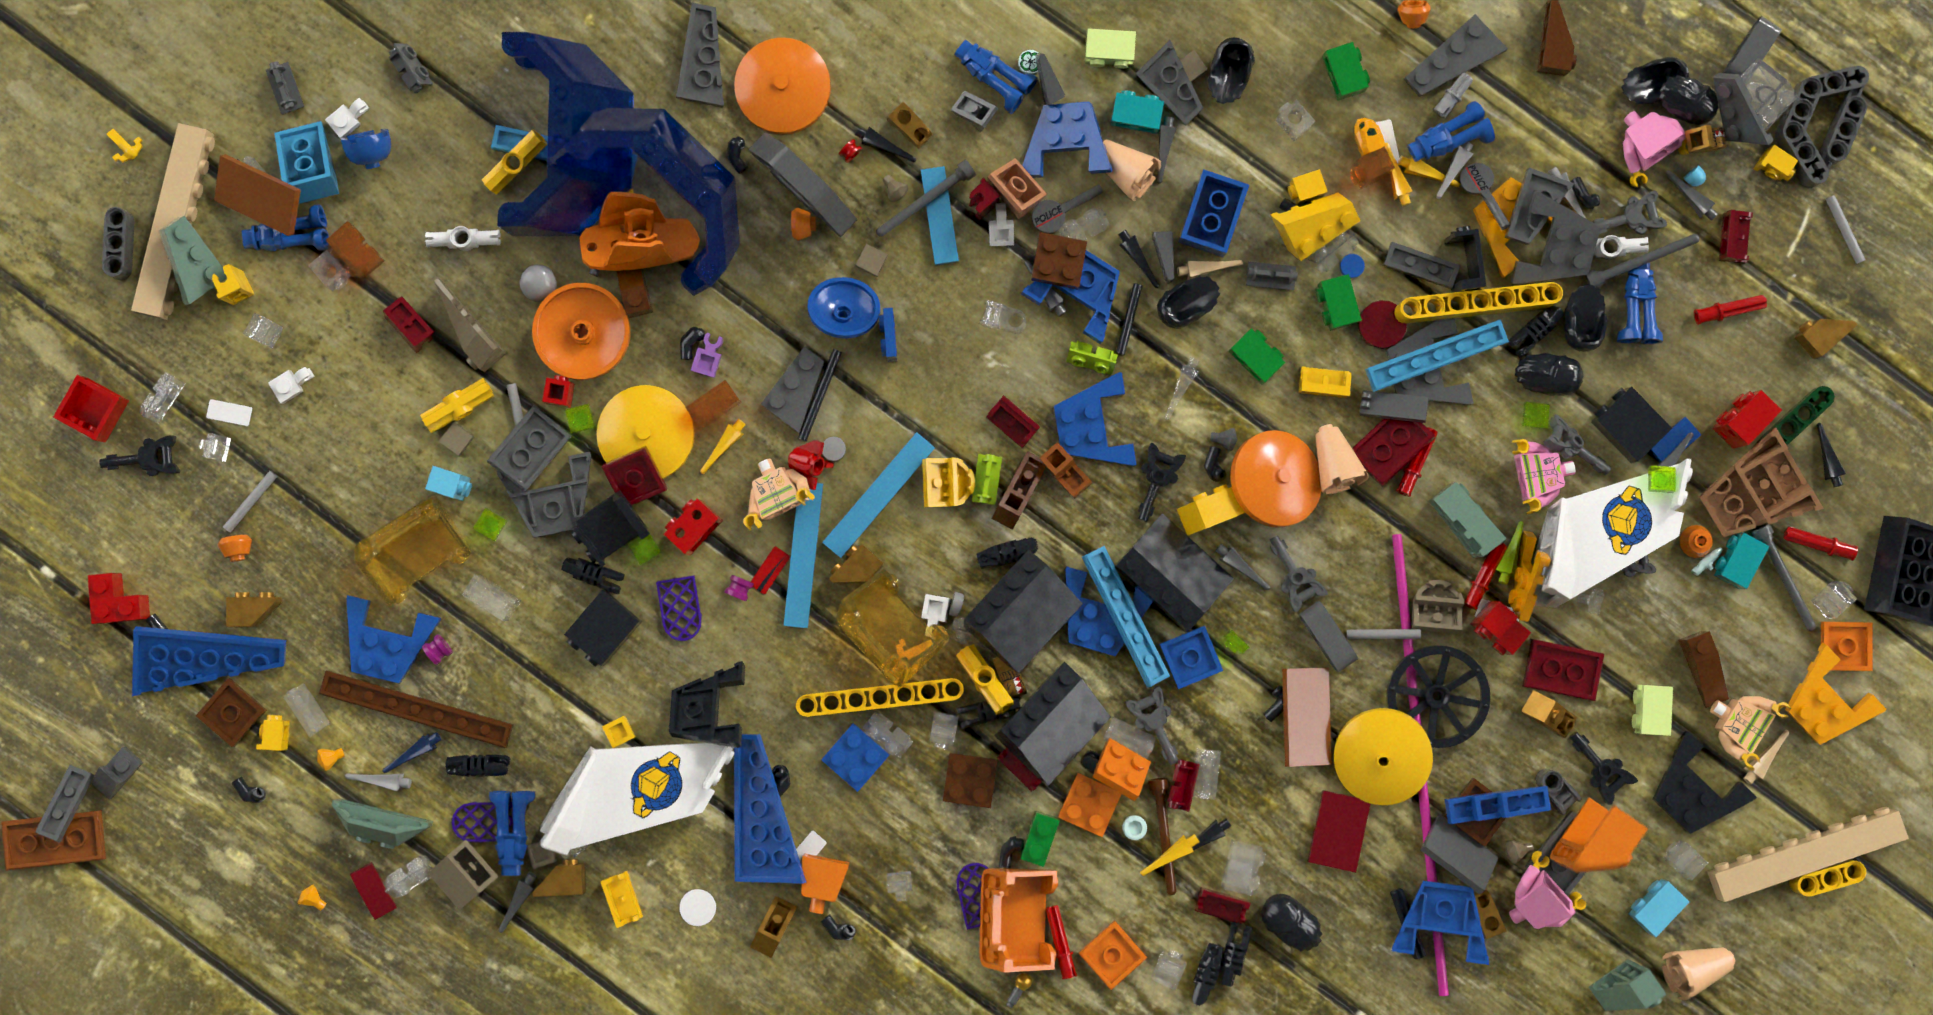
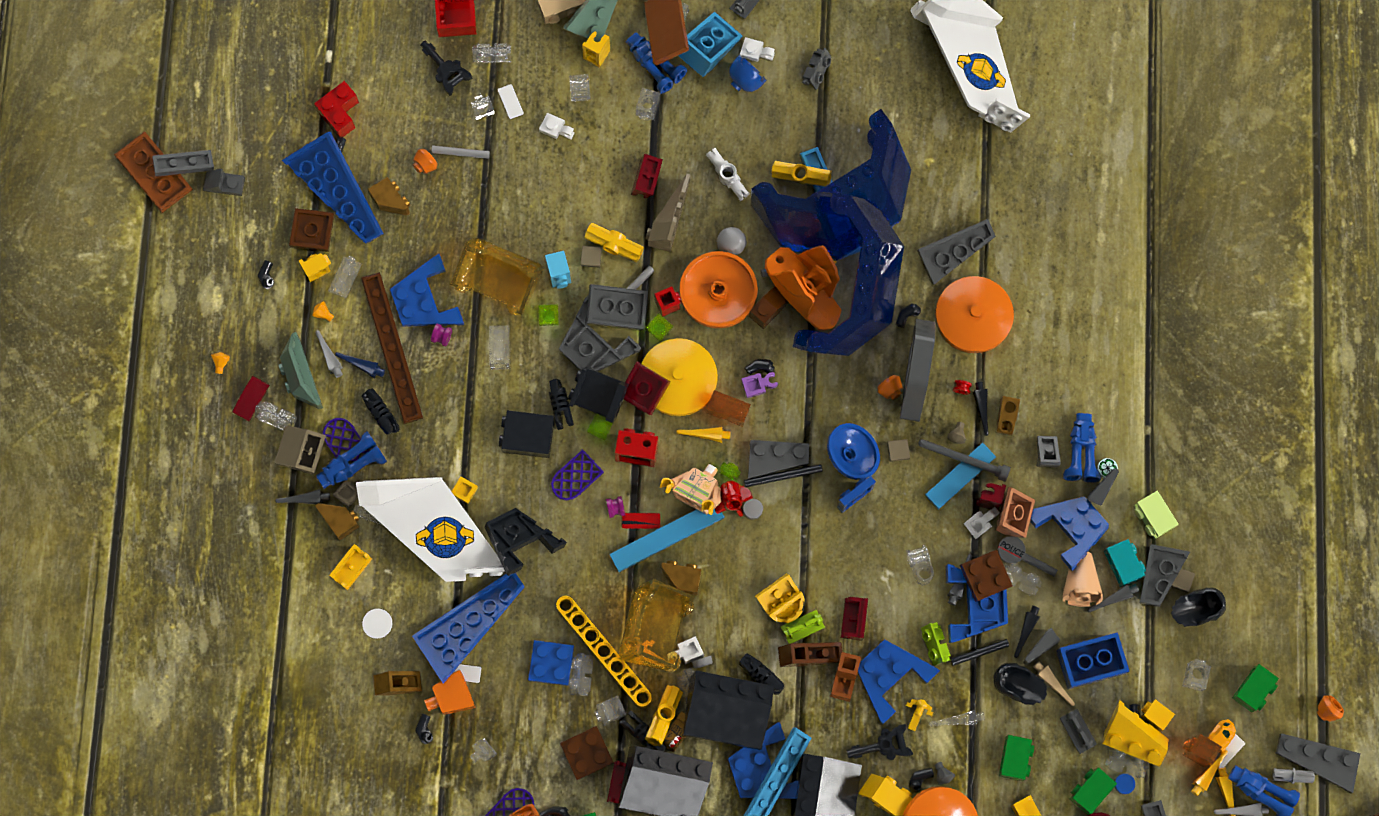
camera: 60 degrees right, 10 degrees down
(359, 257) = (670, 116): clear orange brick -> none
(779, 446) = (730, 470): none -> clear neon green plate
(781, 778) = (503, 622): black arm -> none
(878, 495) = (742, 560): dark azure tile -> none
(1143, 414) = (920, 706): none -> yellow piece

